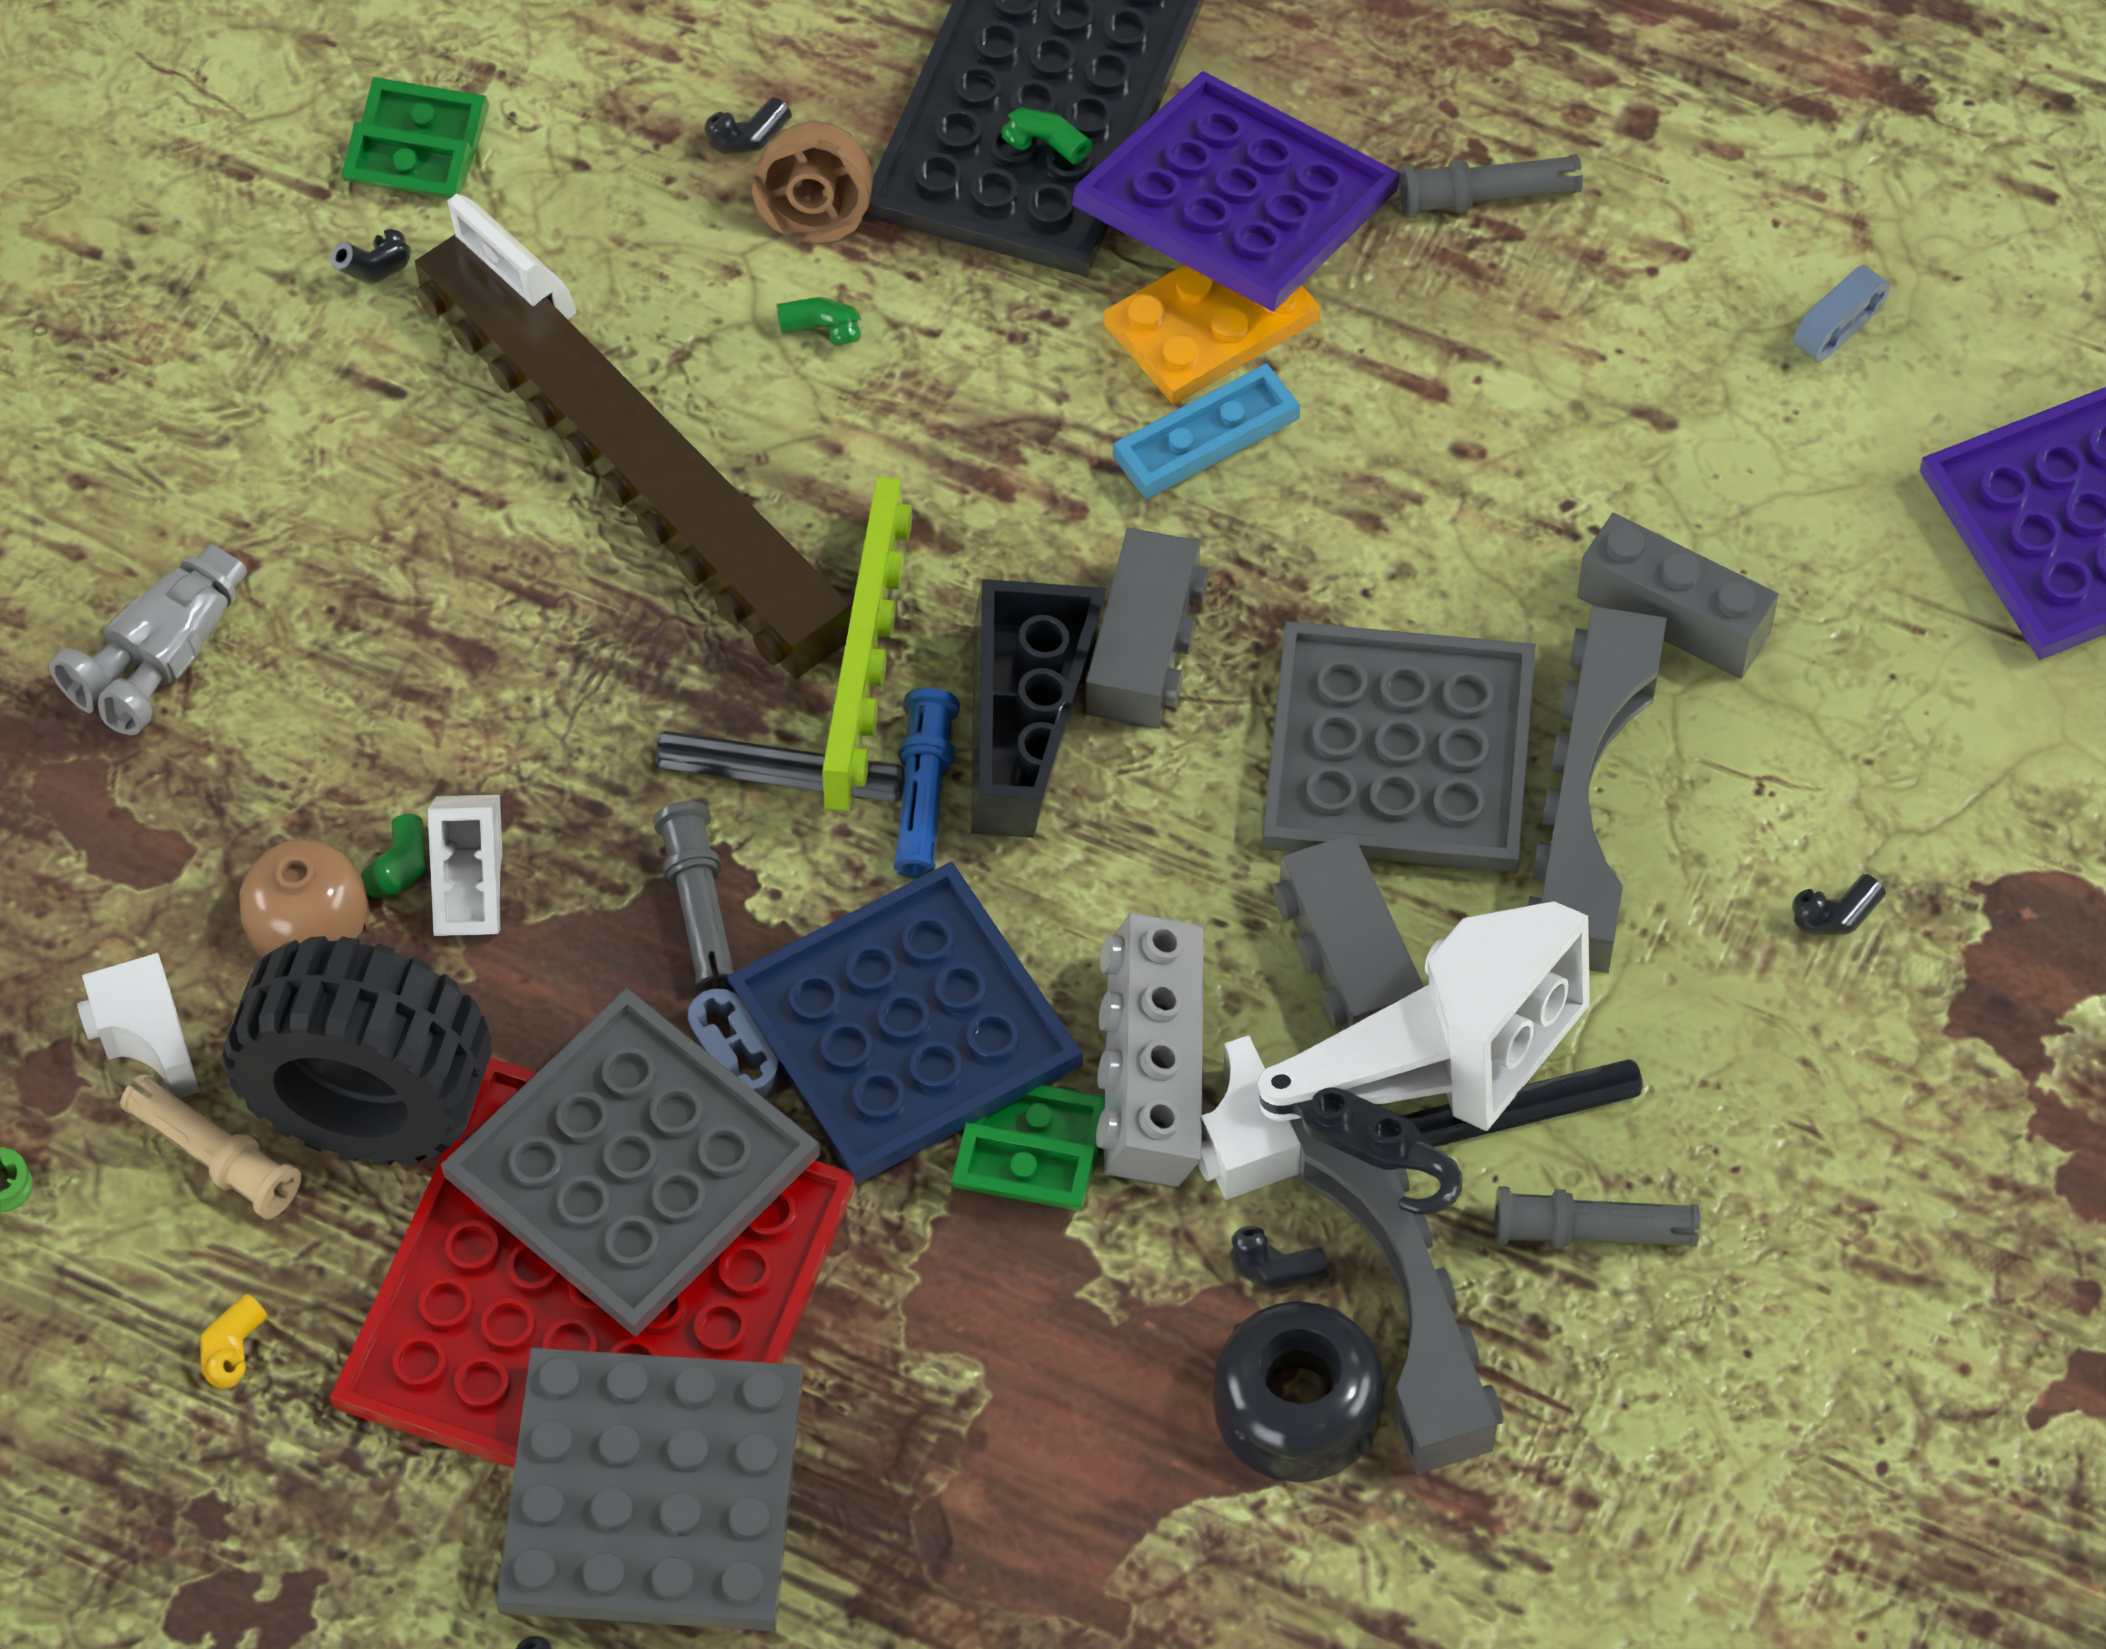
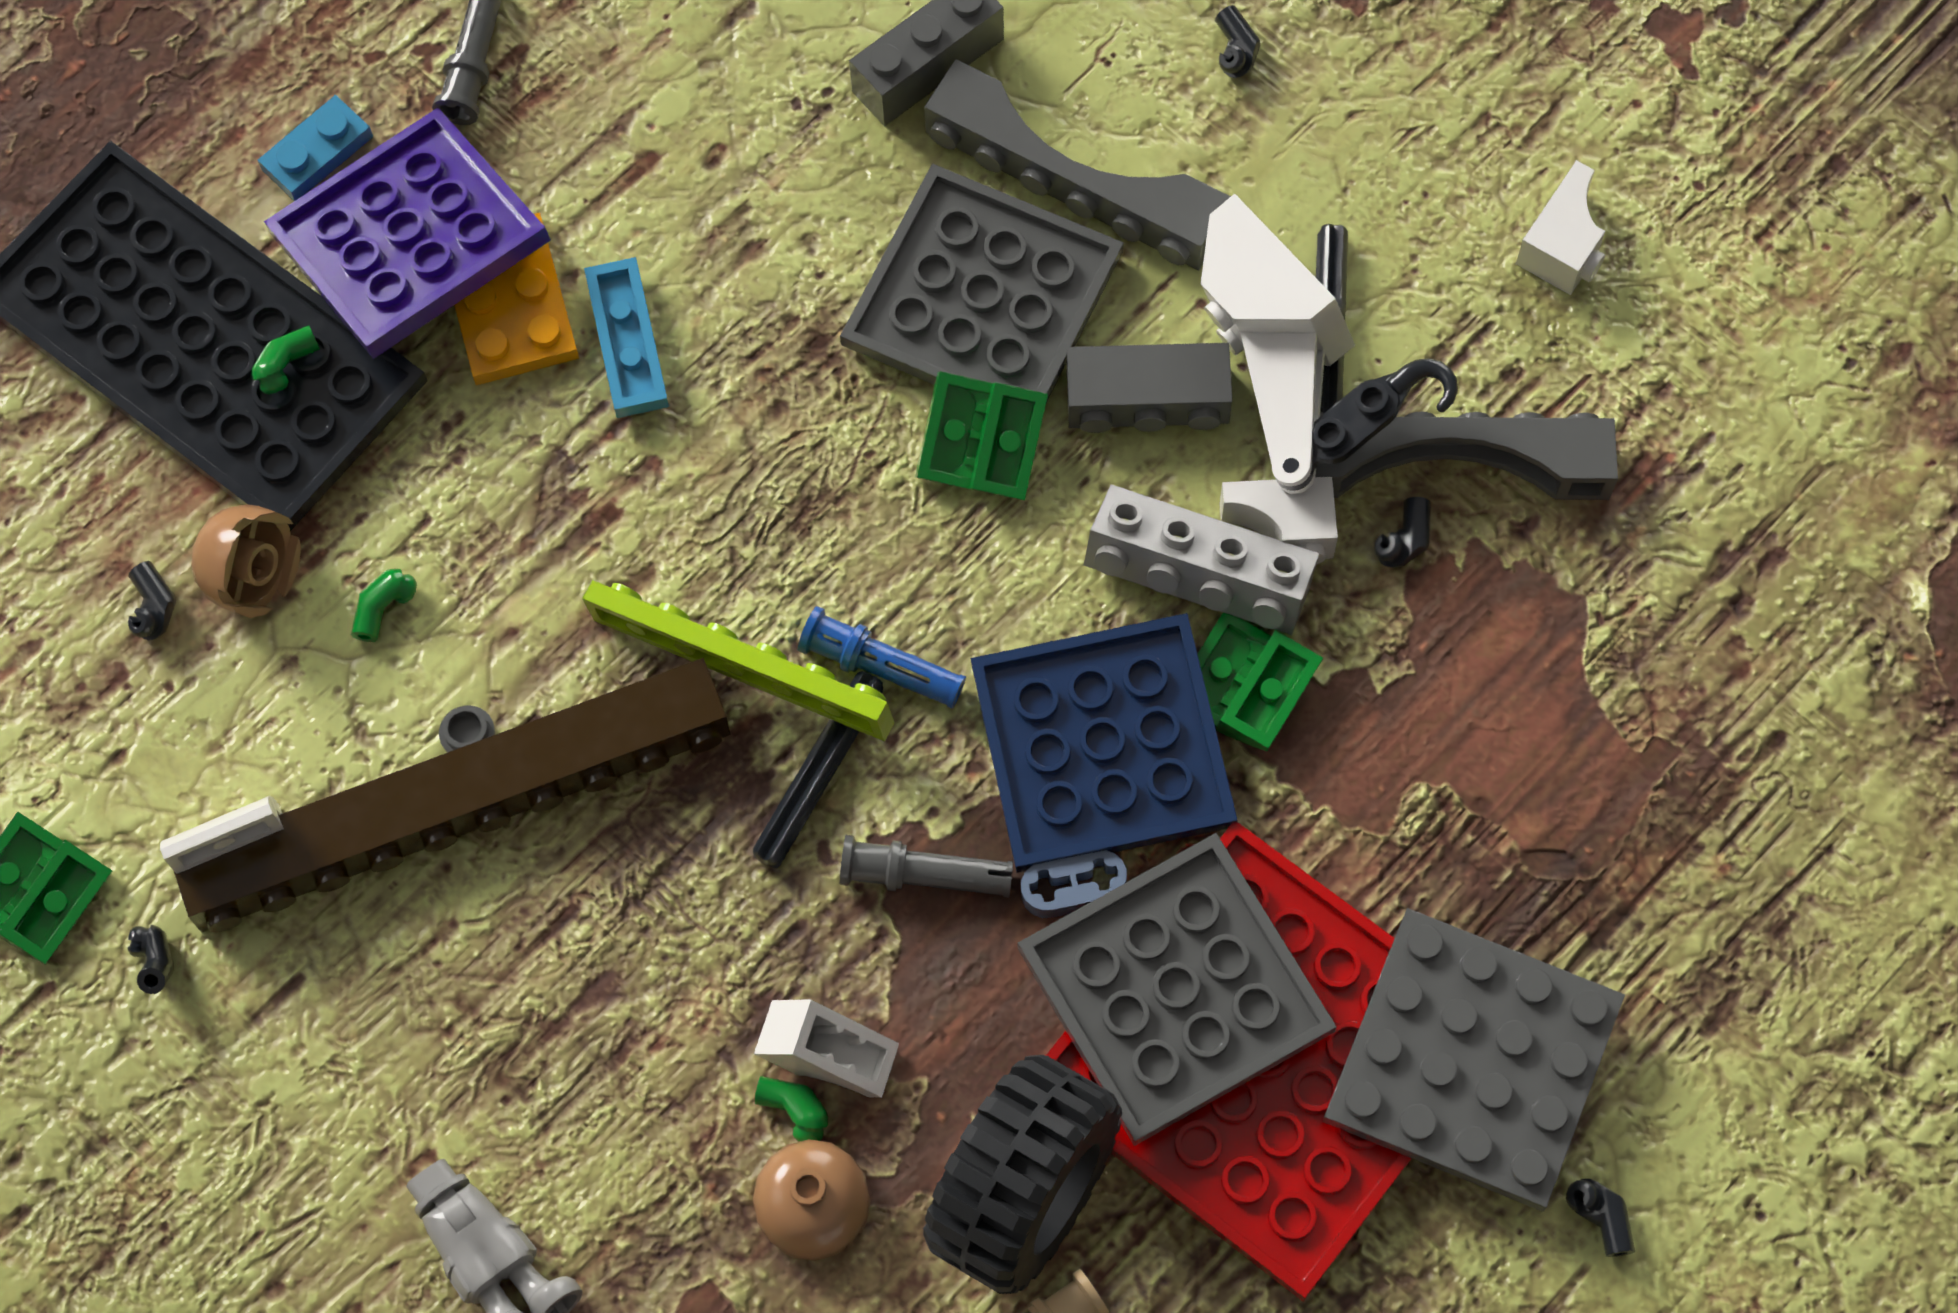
camera: 70 degrees left, 10 degrees up
(710, 435) = (465, 726): none -> dark grey plate
(1025, 683) = (841, 554): black wedge -> none
(1146, 628) = (801, 443): dark grey brick -> none
(1220, 790) = (981, 435): none -> green slope
(1288, 1437) = (1522, 592): black piece -> none
(1314, 91) = (315, 148): none -> dark azure plate
(1562, 1219) = (1441, 319): dark grey pin -> none
(1736, 1315) = (1564, 238): none -> white arch

